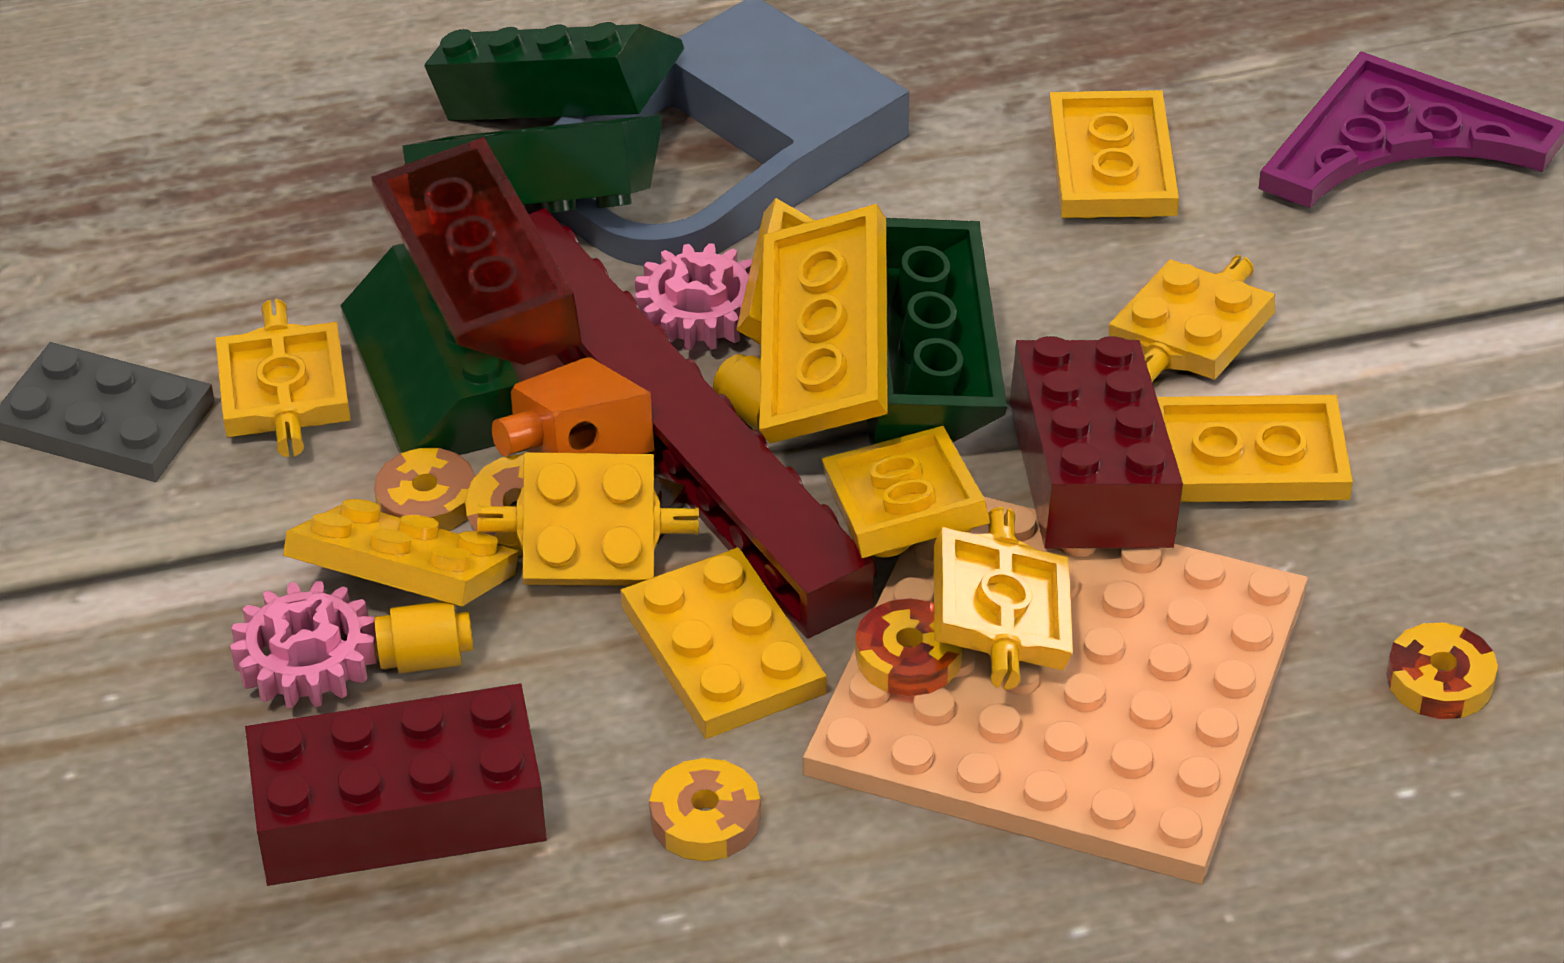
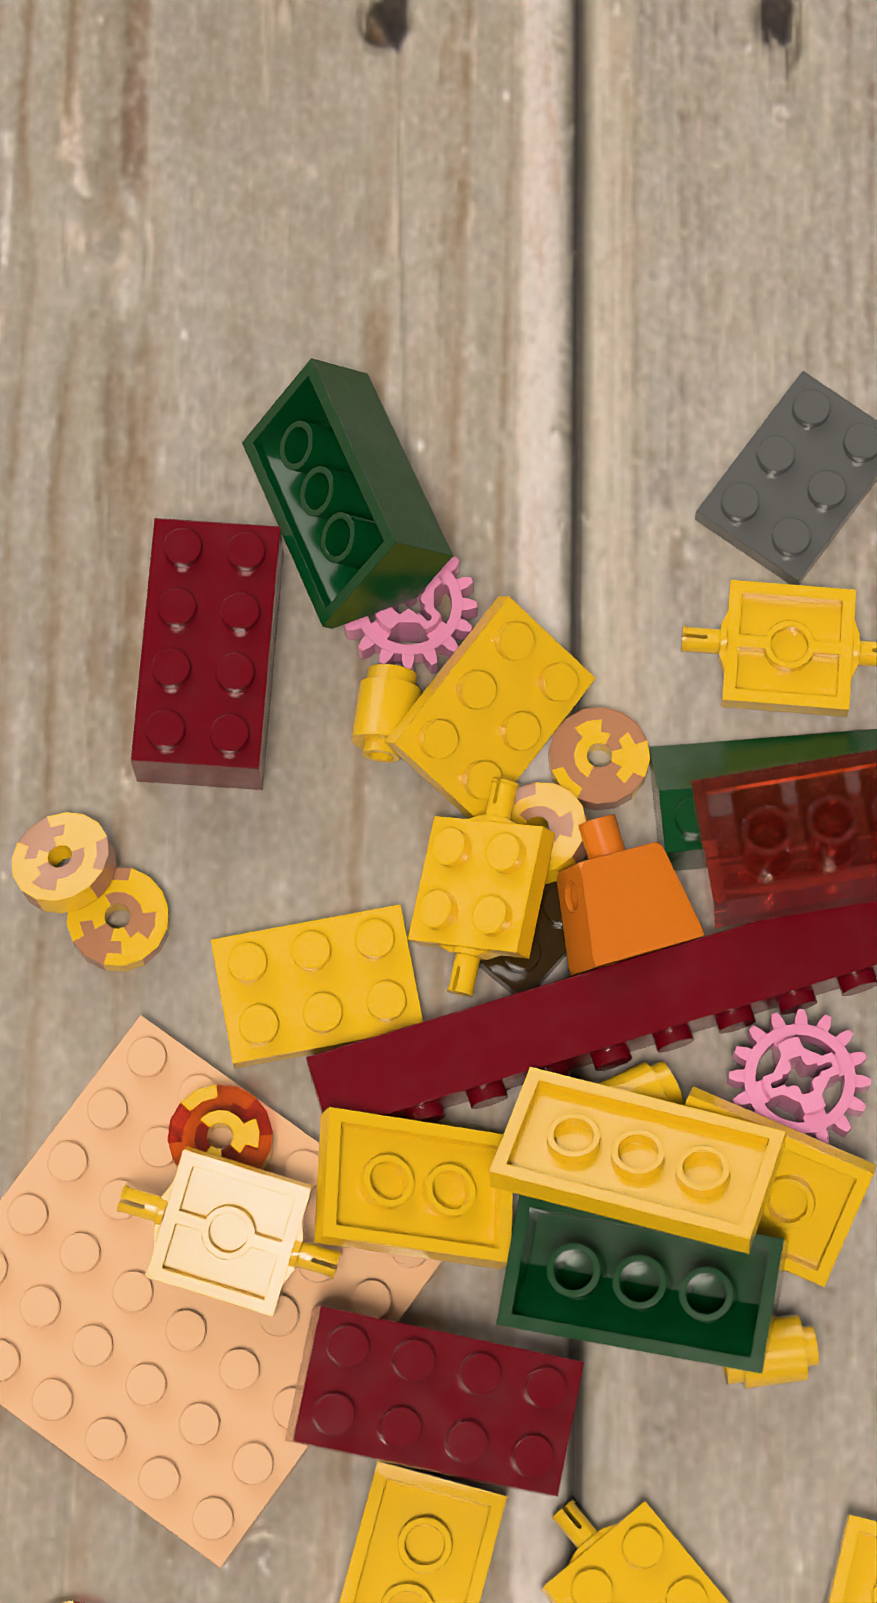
camera: 105 degrees right, 30 degrees up
(191, 689) = (345, 495): none -> dark green slope
(682, 875) = (76, 883): none -> yellow piece

